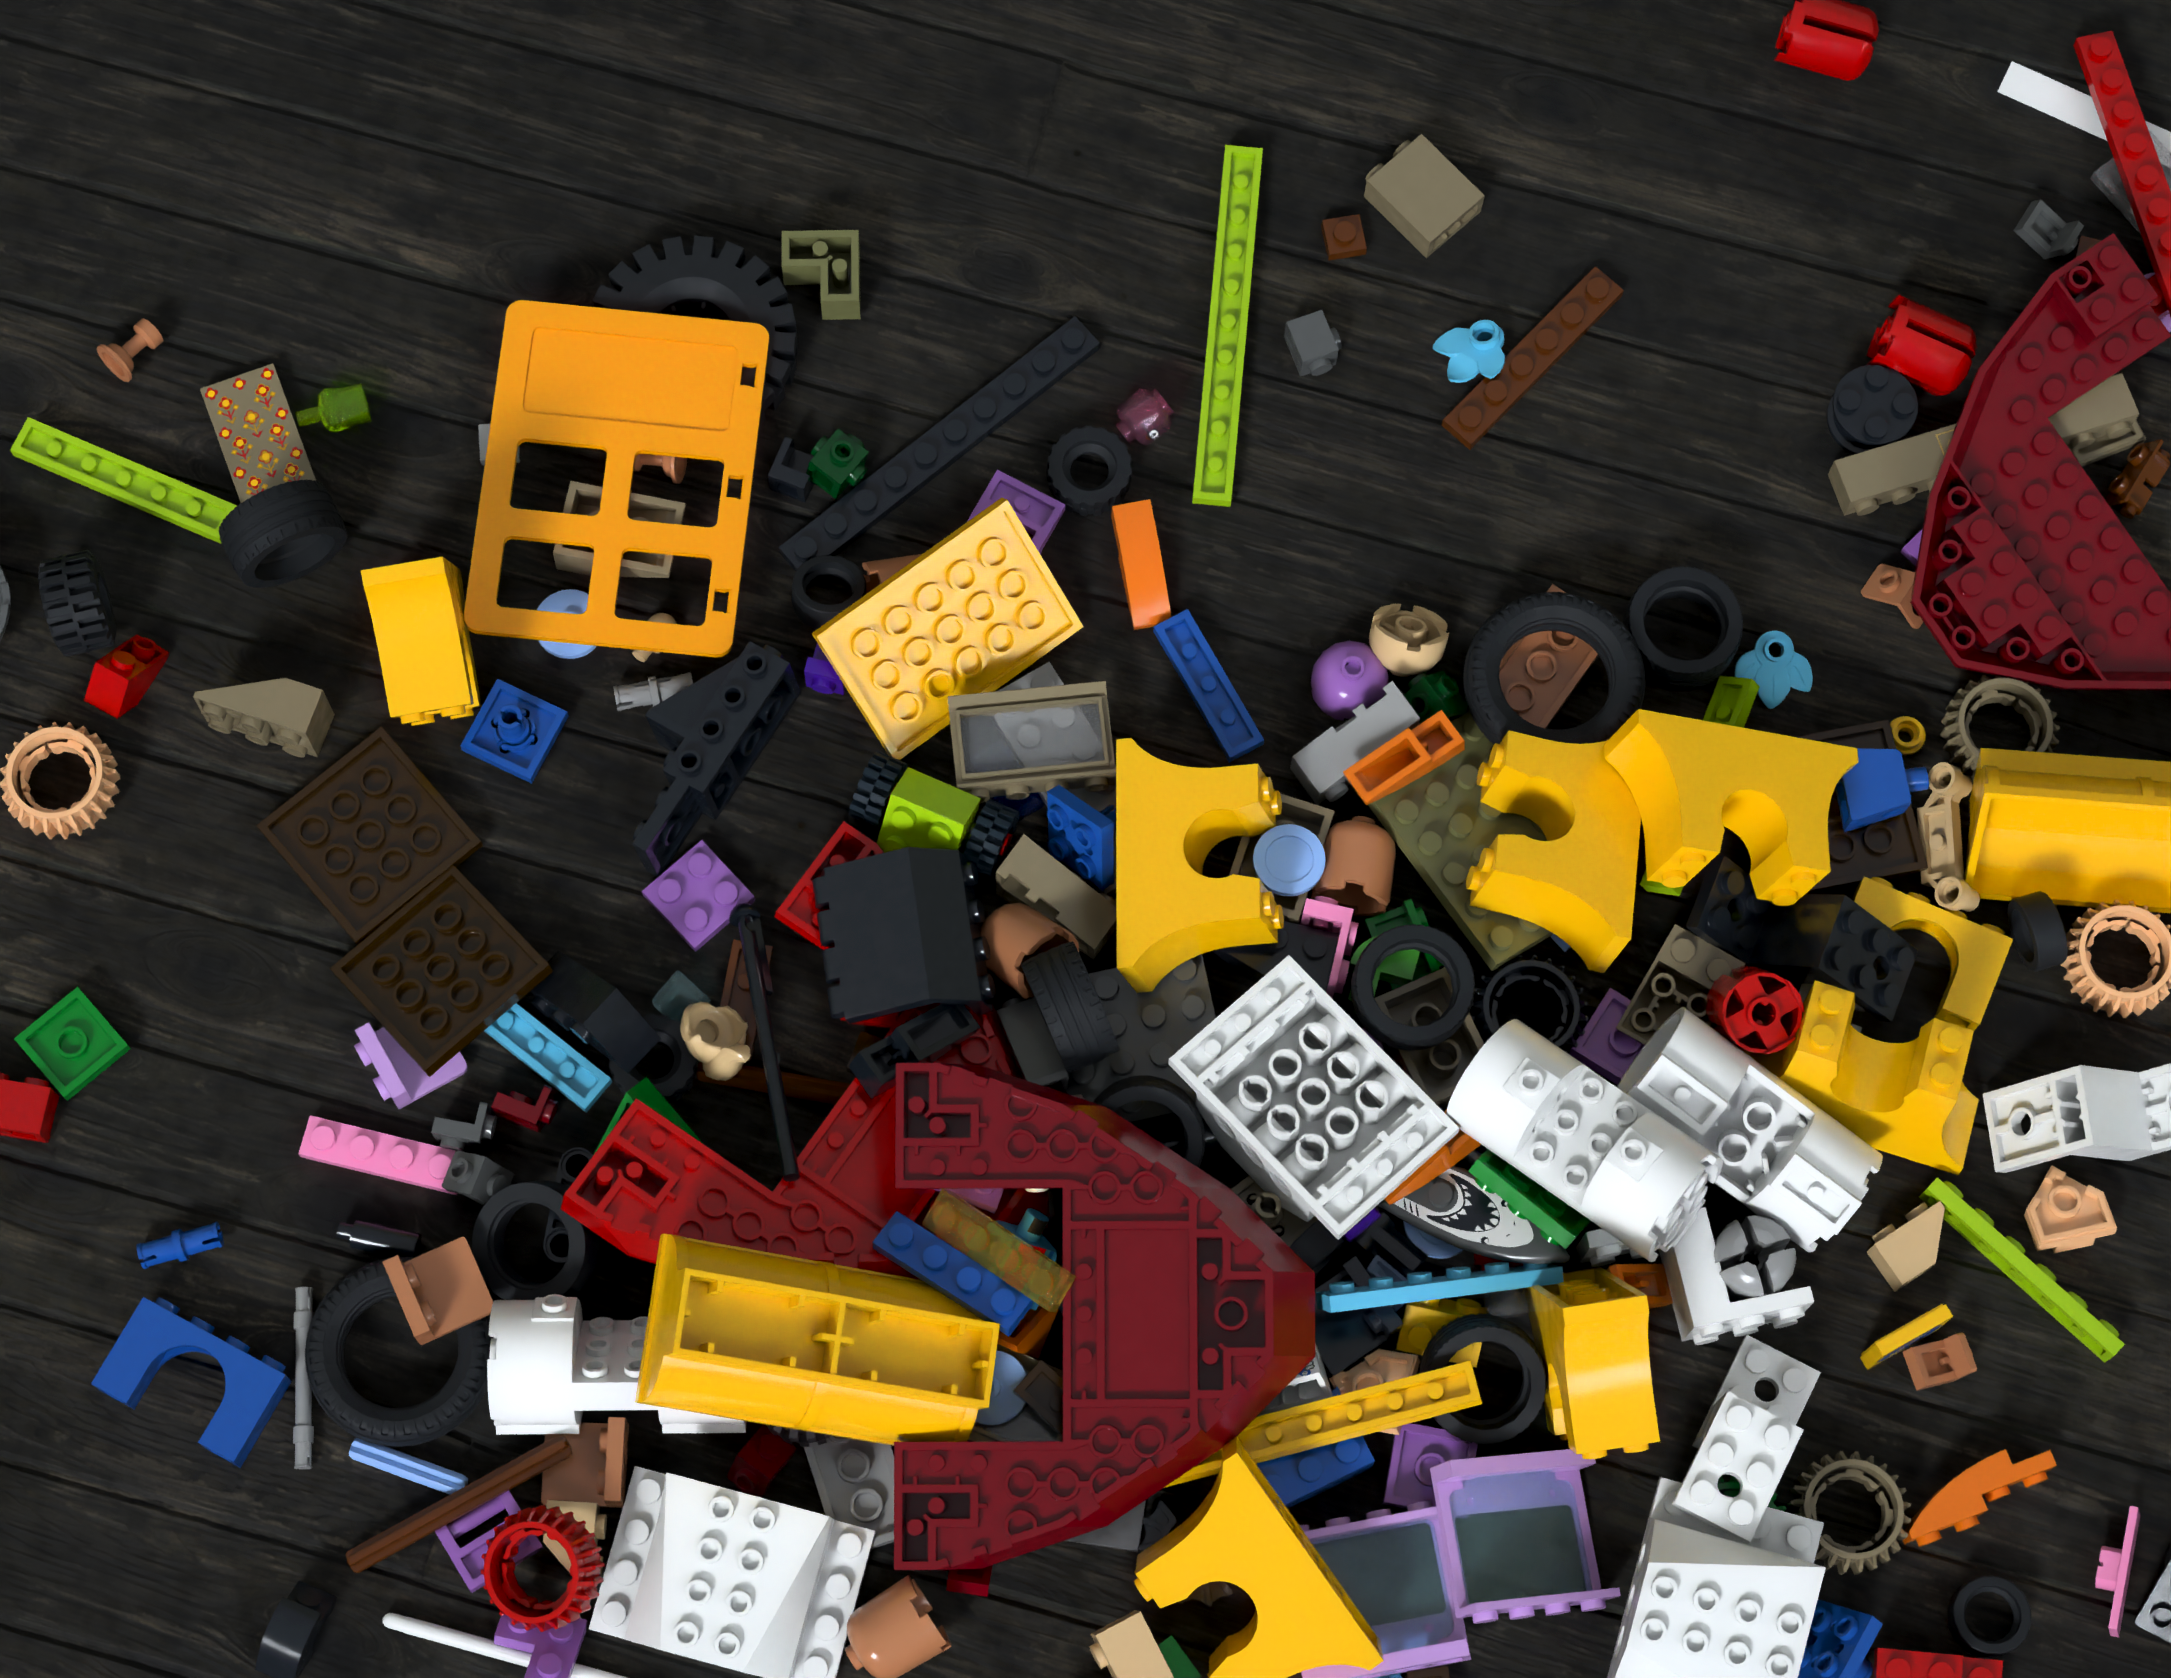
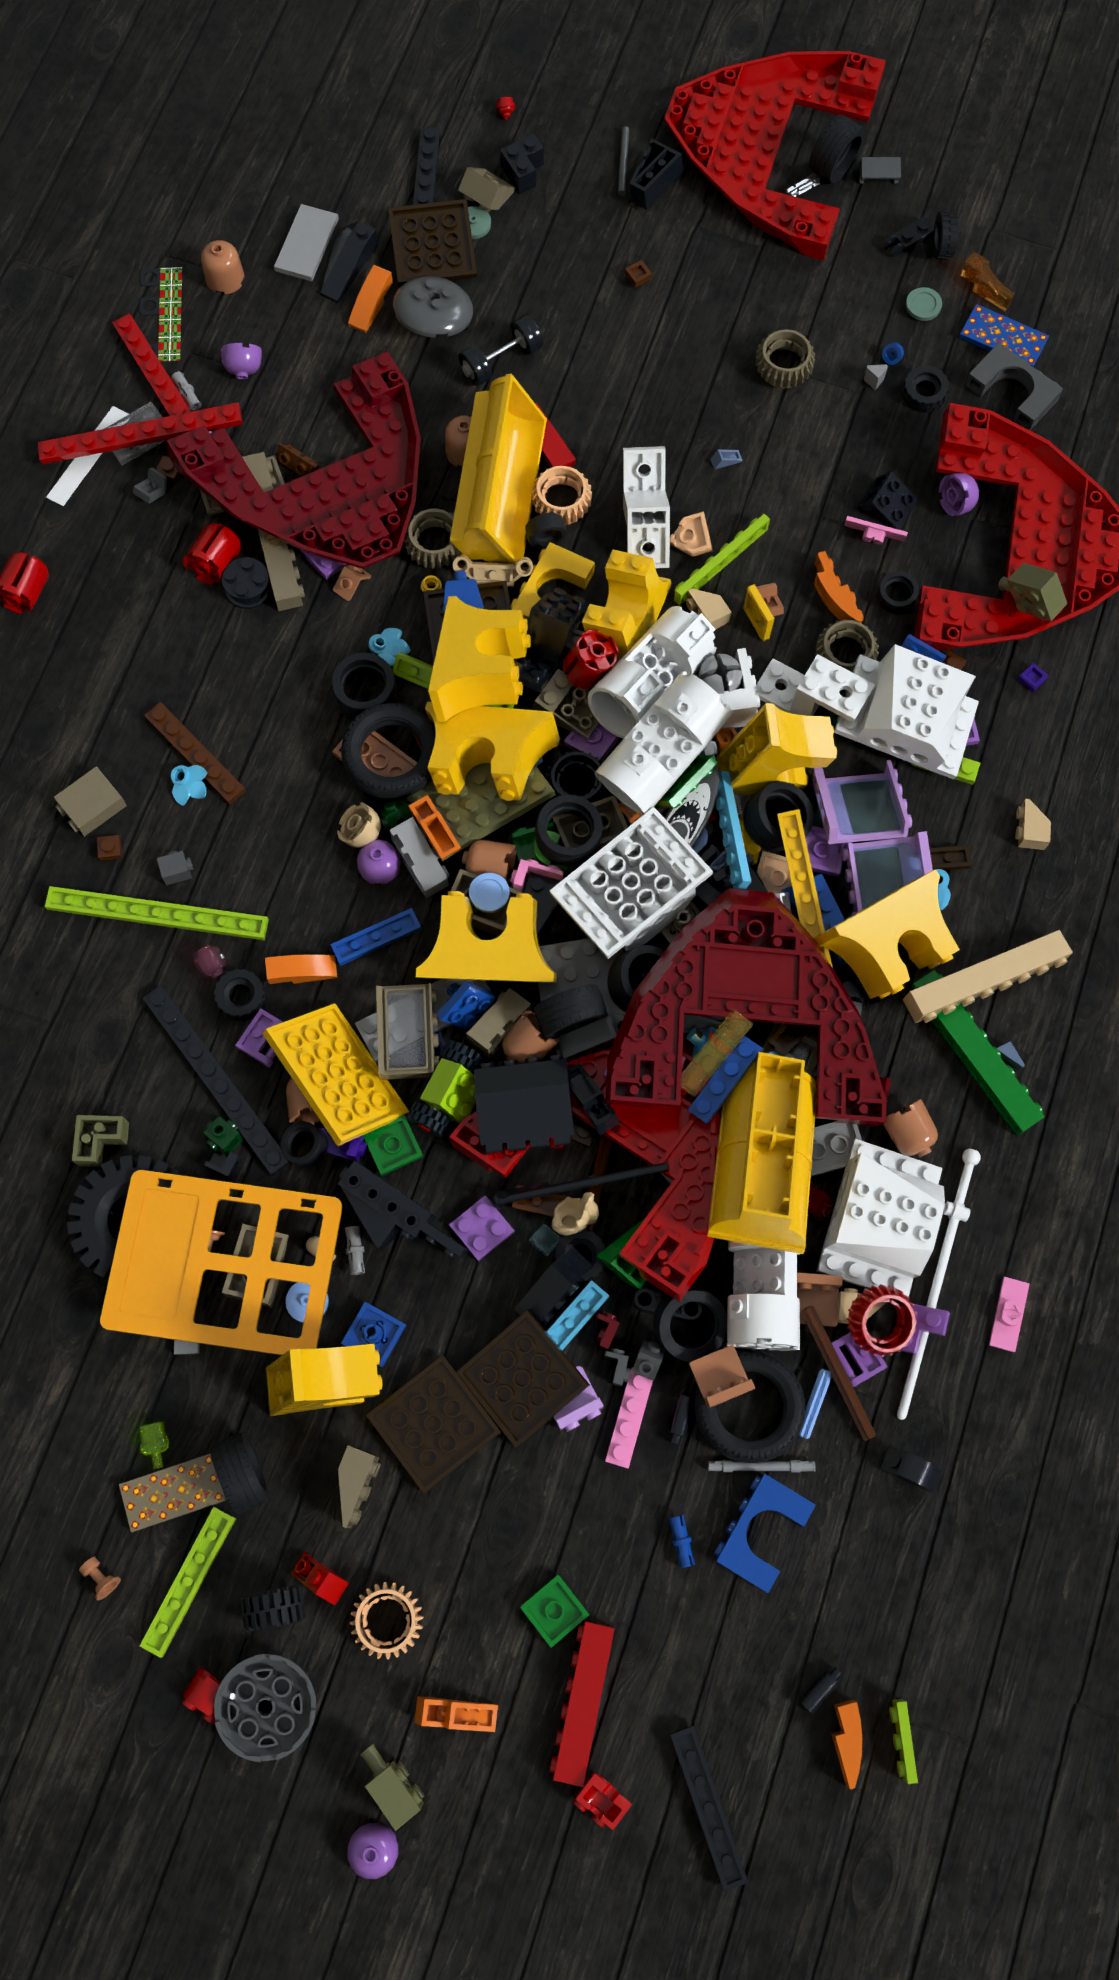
camera: 85 degrees left, 0 degrees up
(833, 740) = (393, 1145): none -> green plate

